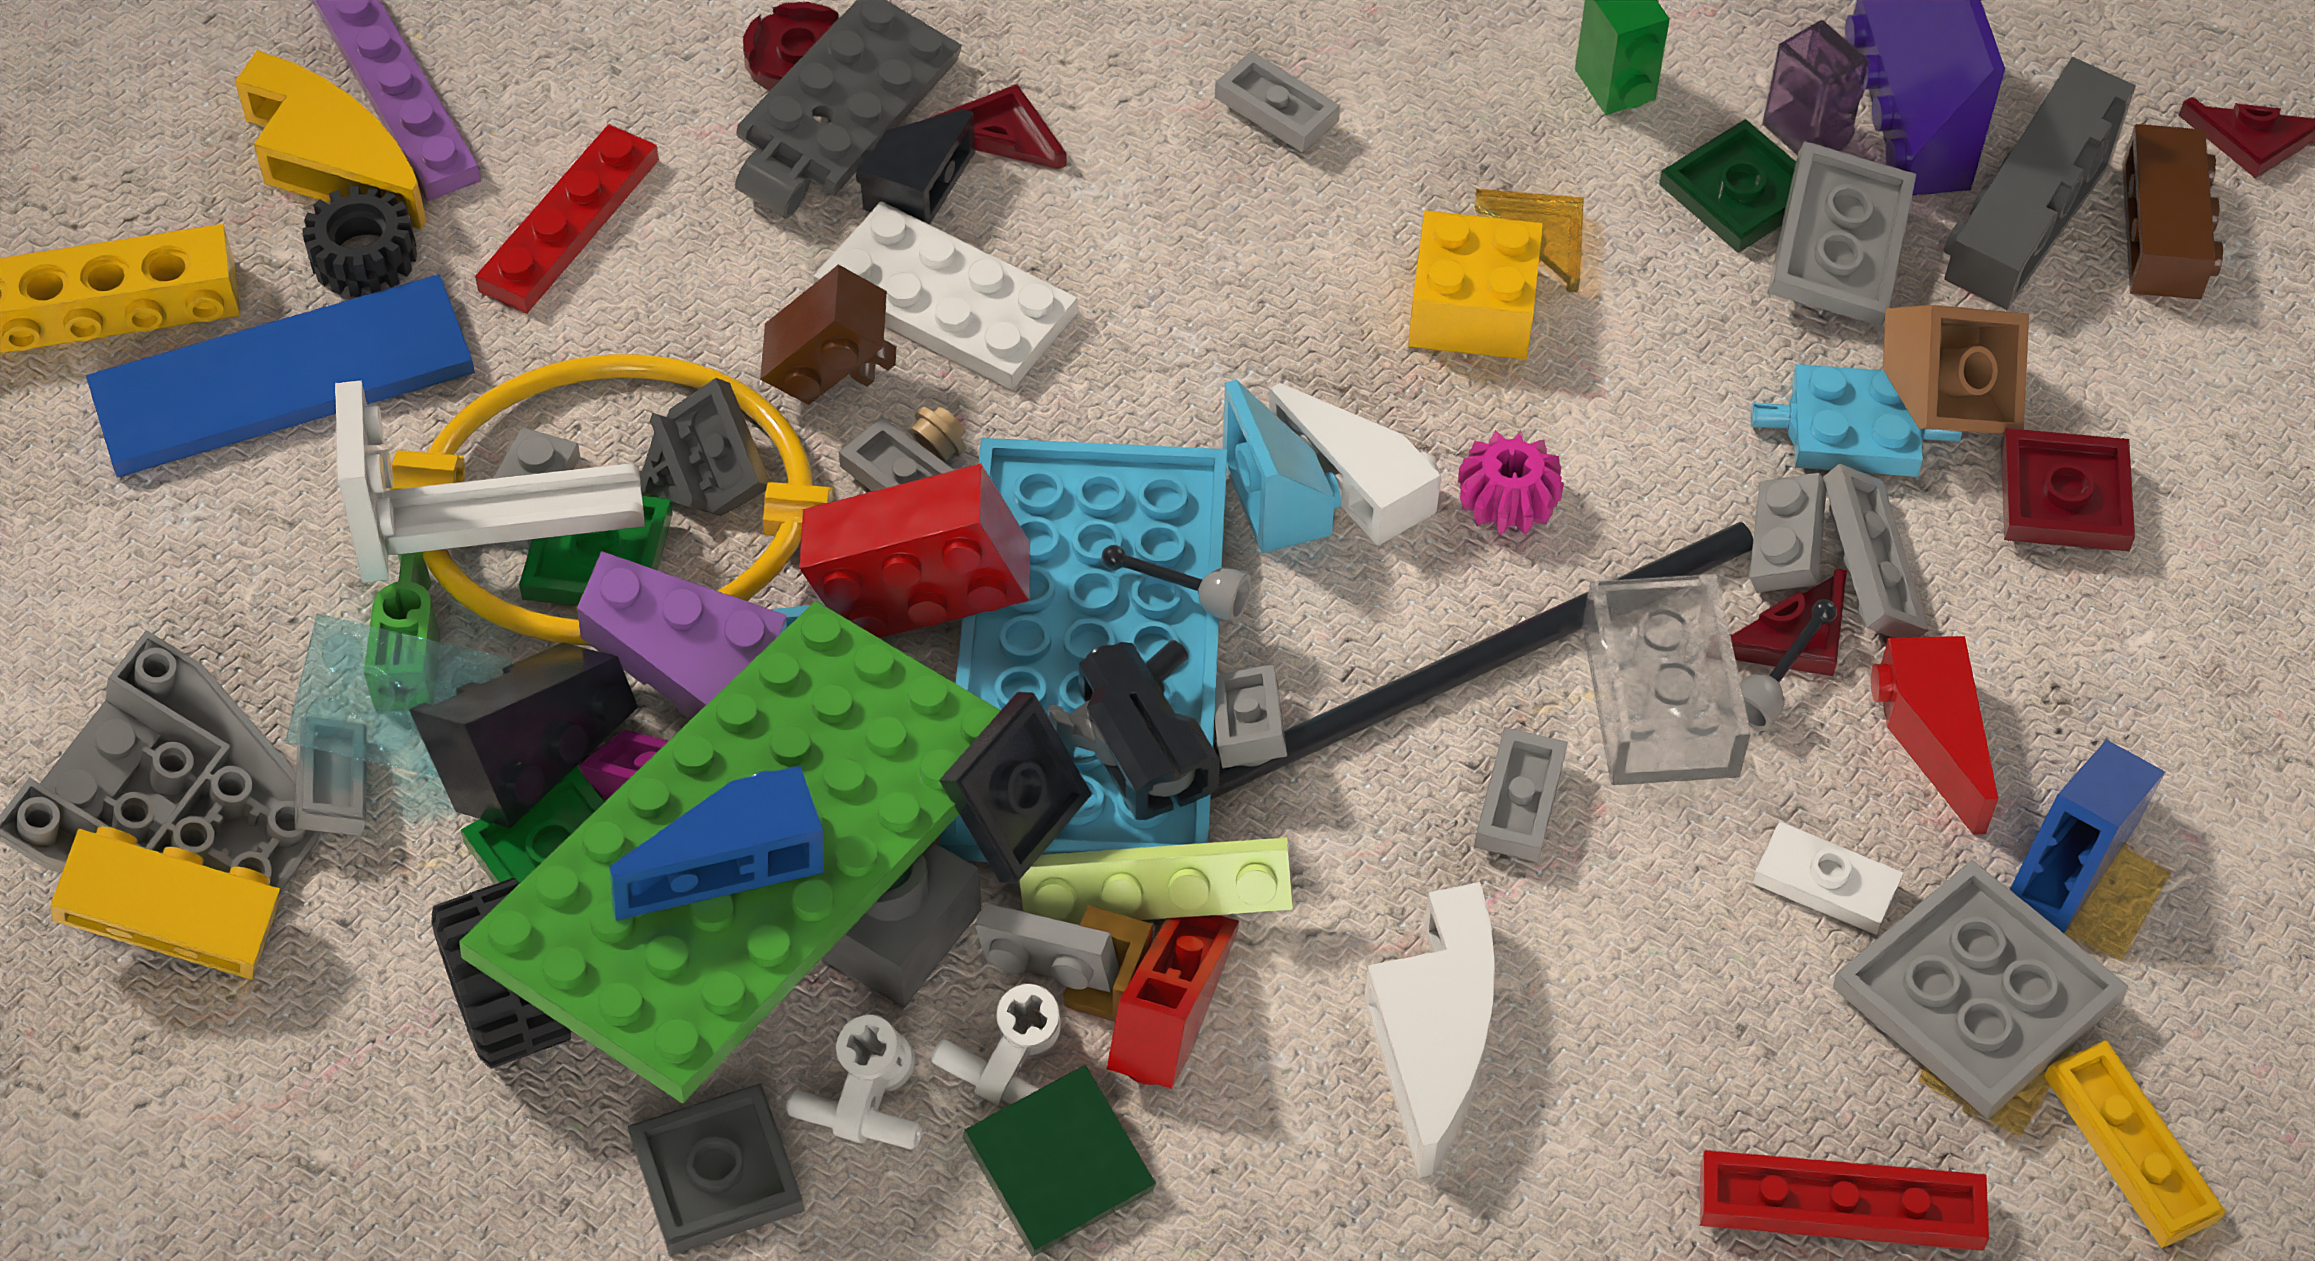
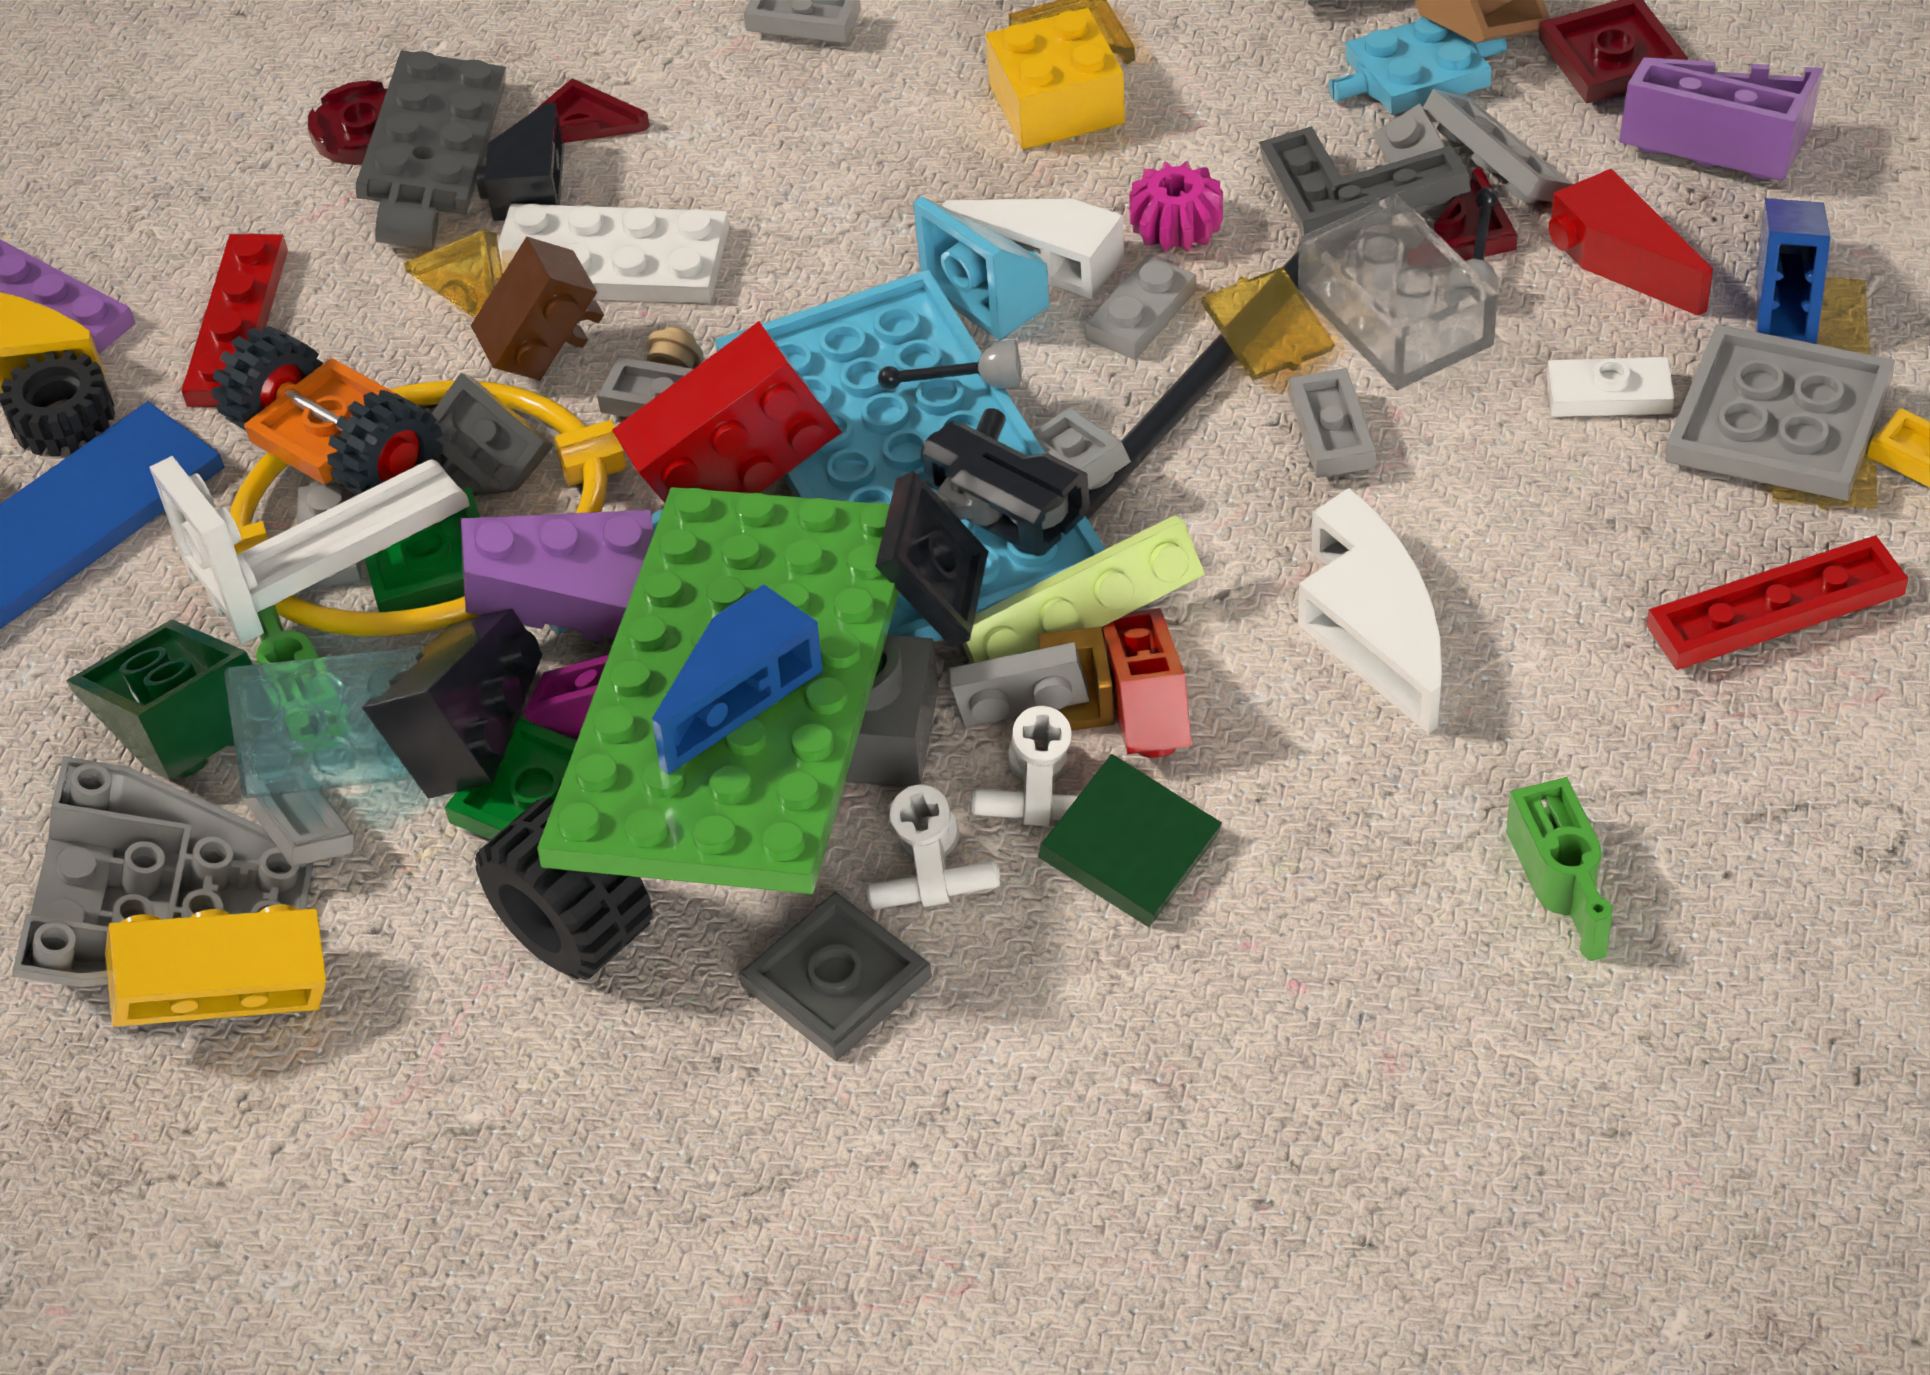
camera: 20 degrees left, 5 degrees down
(276, 587) = (165, 697): none -> dark green slope
(572, 366) = (321, 413): none -> plate
(791, 257) = (461, 270): none -> clear yellow tile
(1416, 578) = (1141, 307): none -> light grey plate
(1523, 655) = (1267, 323): none -> clear yellow piece
(1657, 544) = (1321, 196): none -> dark grey plate
(2125, 624) = (1720, 117): none -> medium lavender wedge

